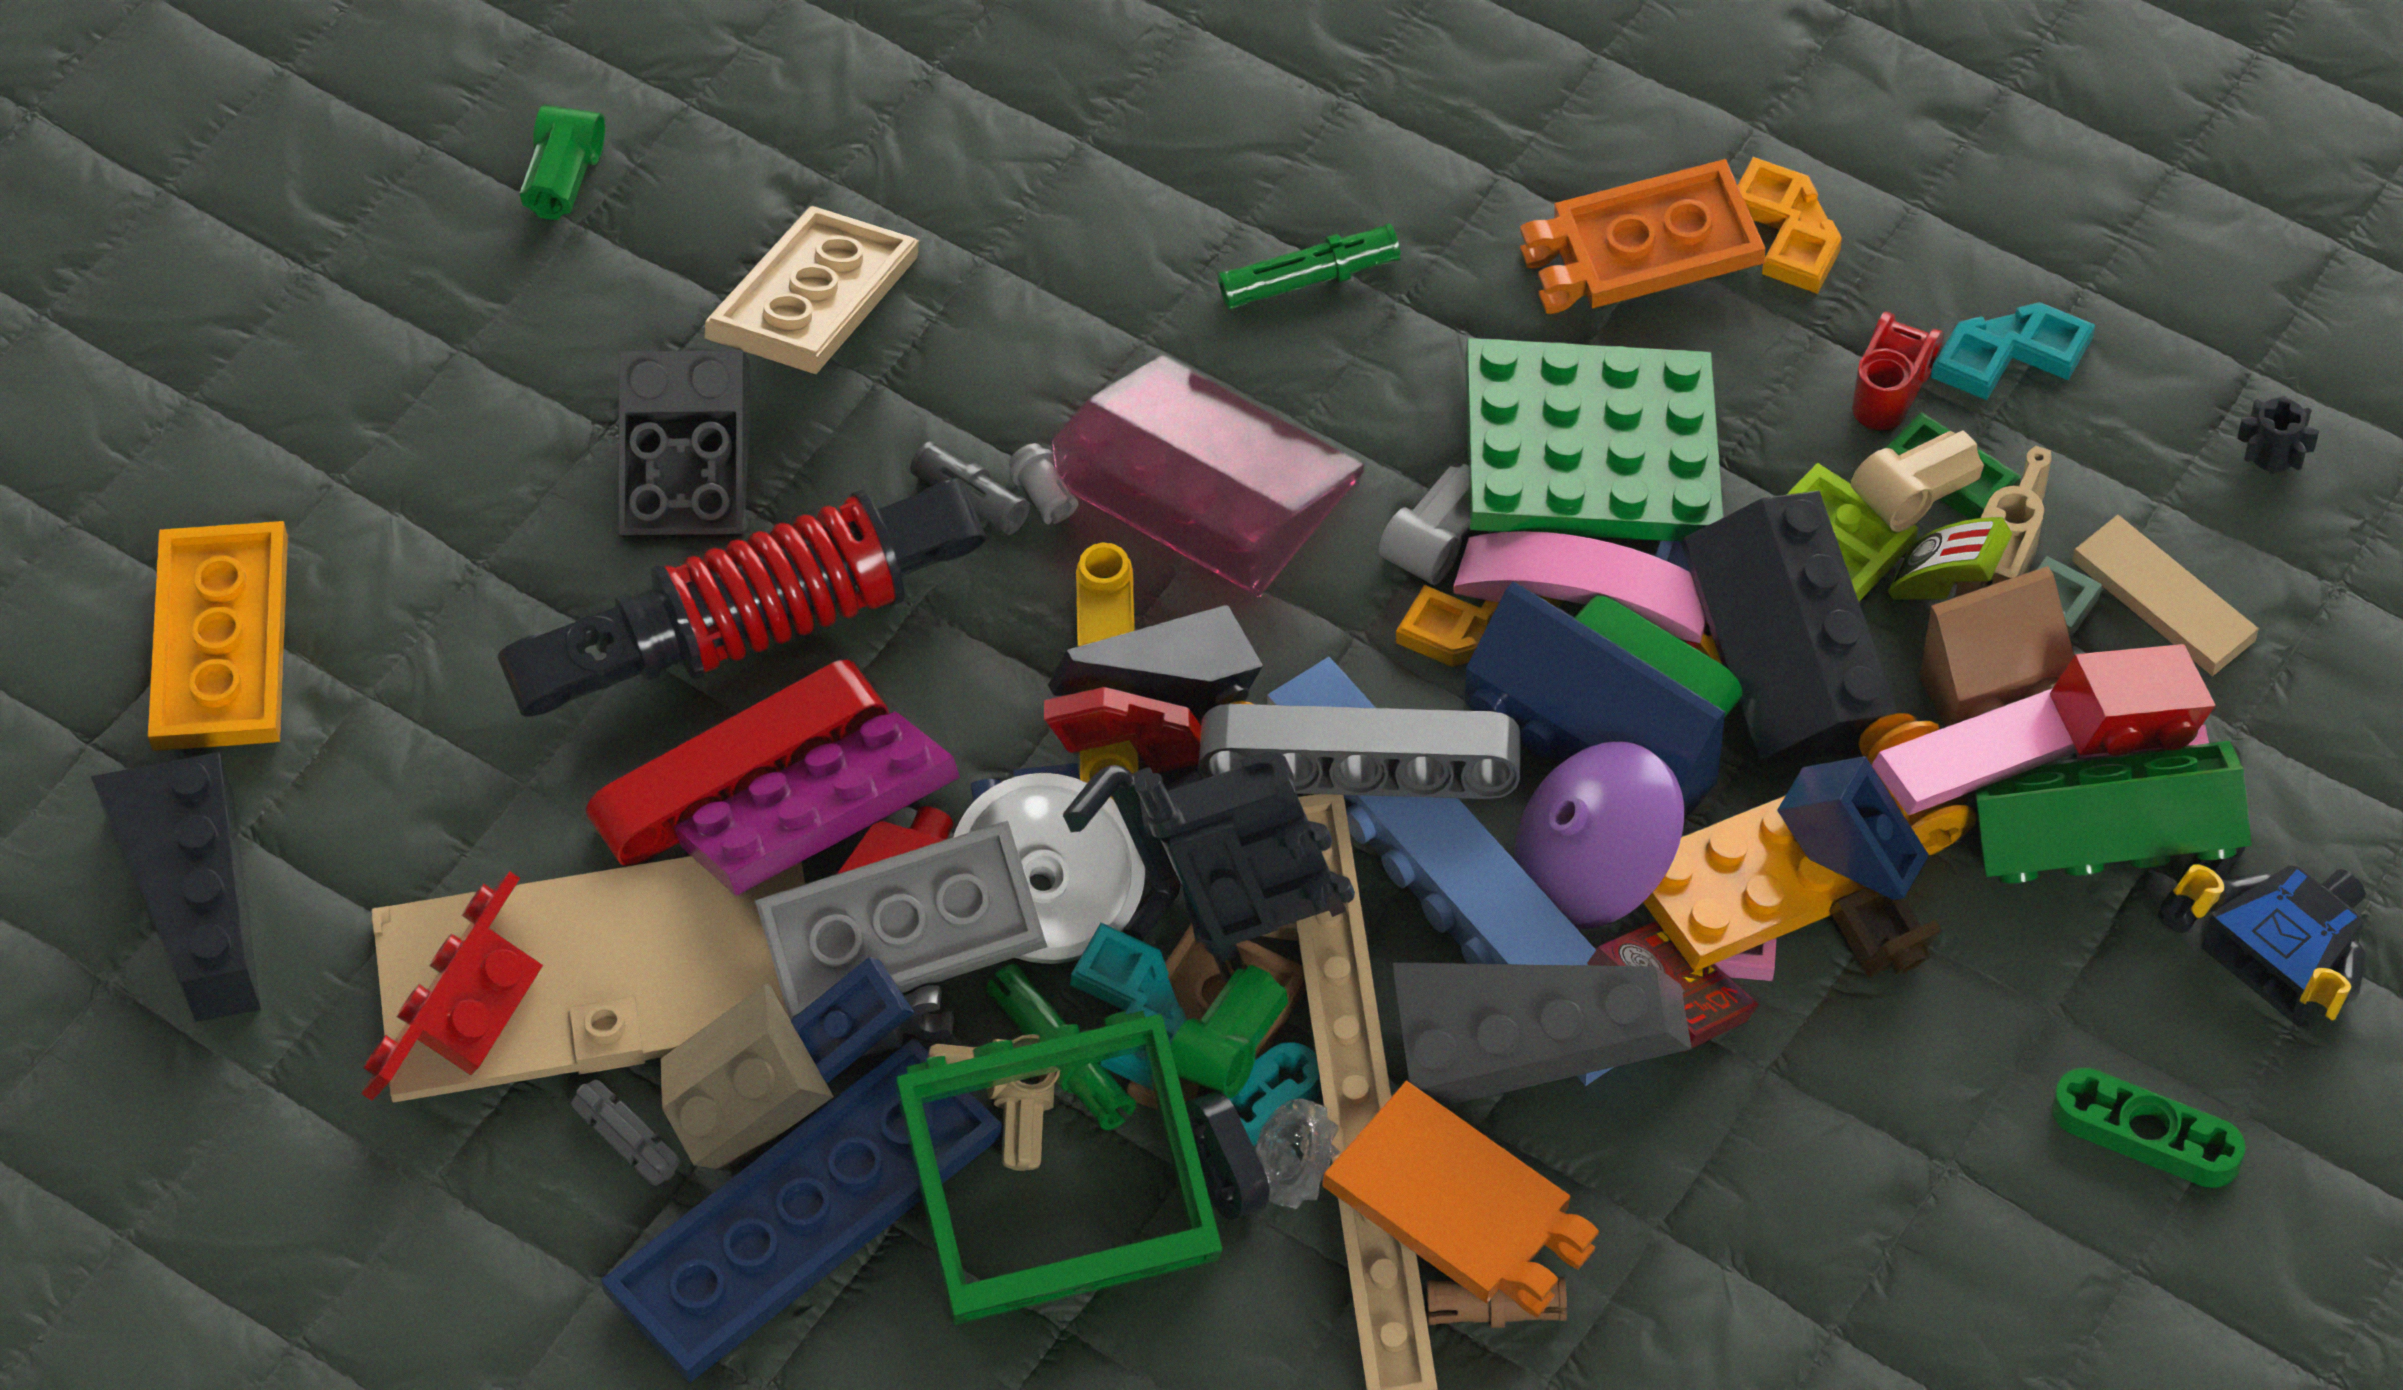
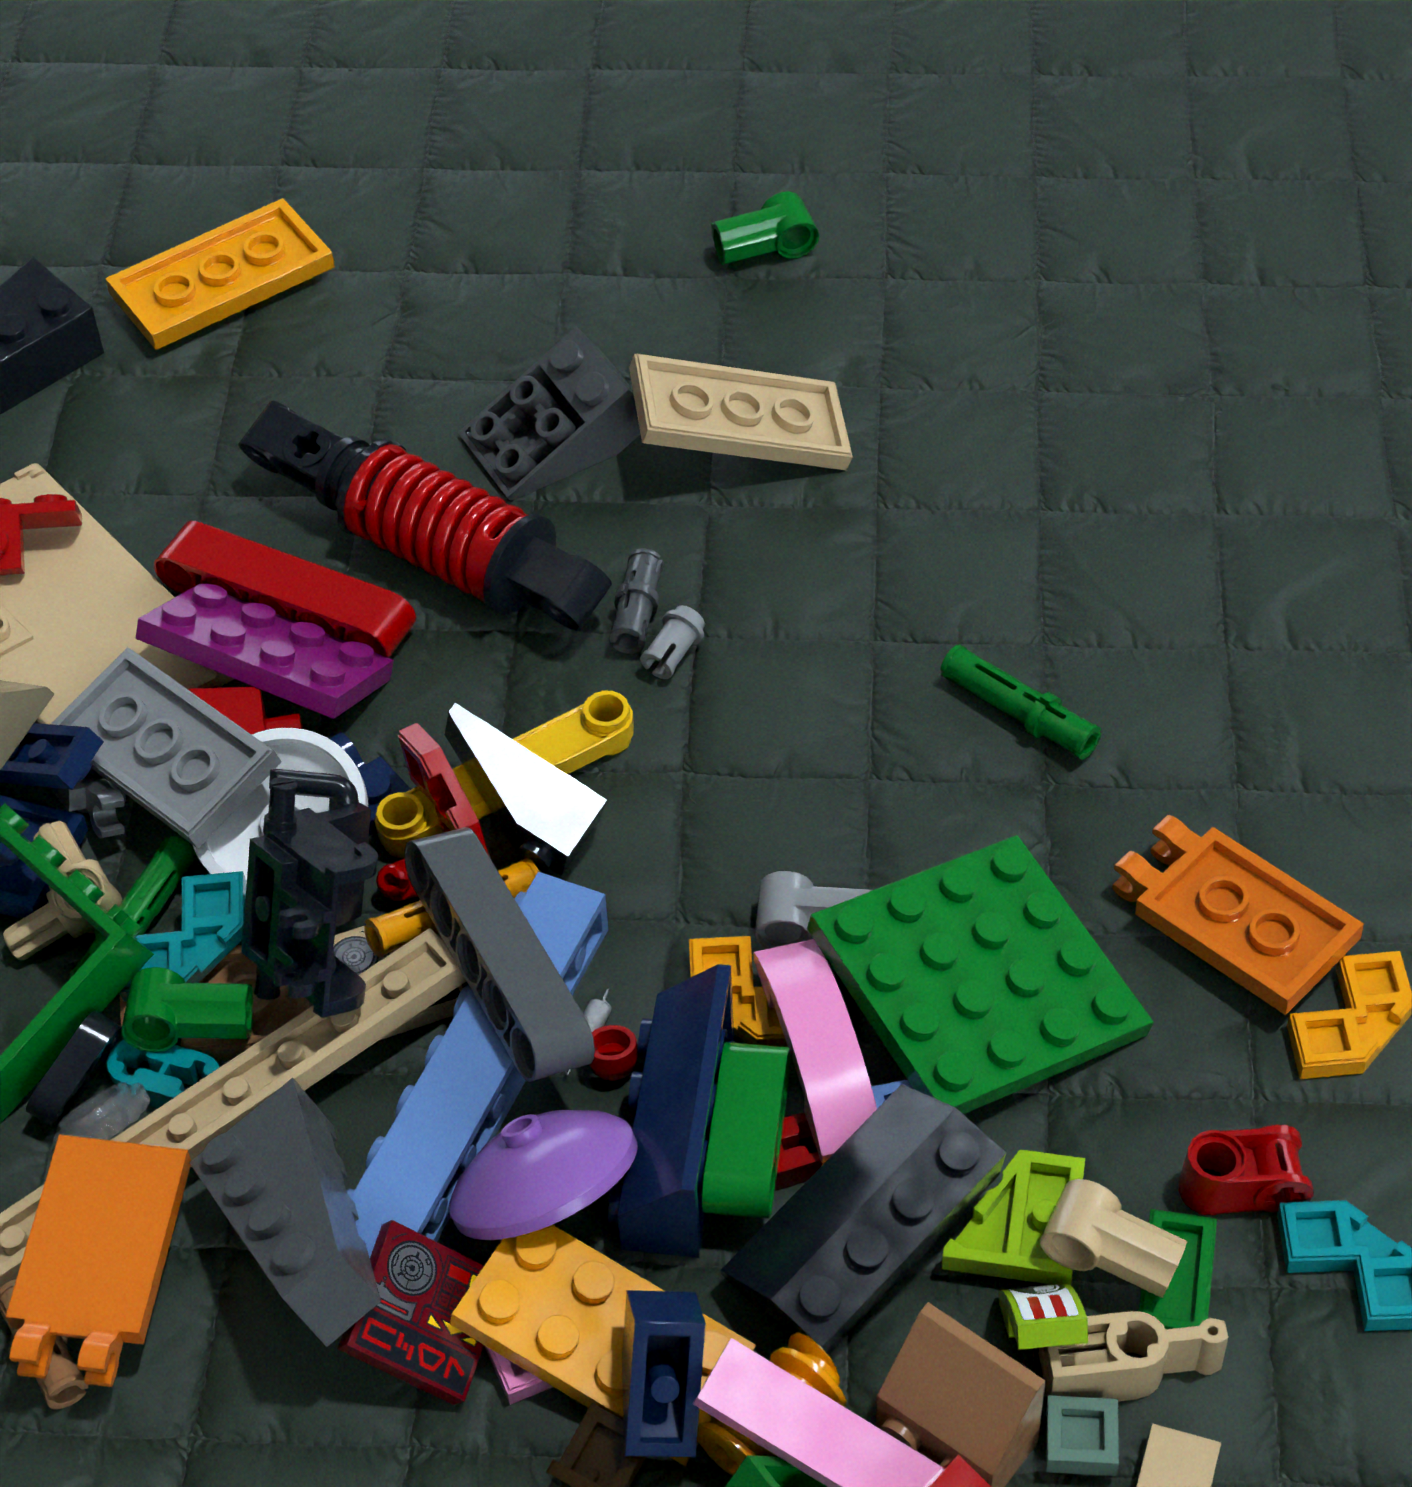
camera: 60 degrees right, 5 degrees down
(1202, 471) = (764, 734): clear pink slope -> none

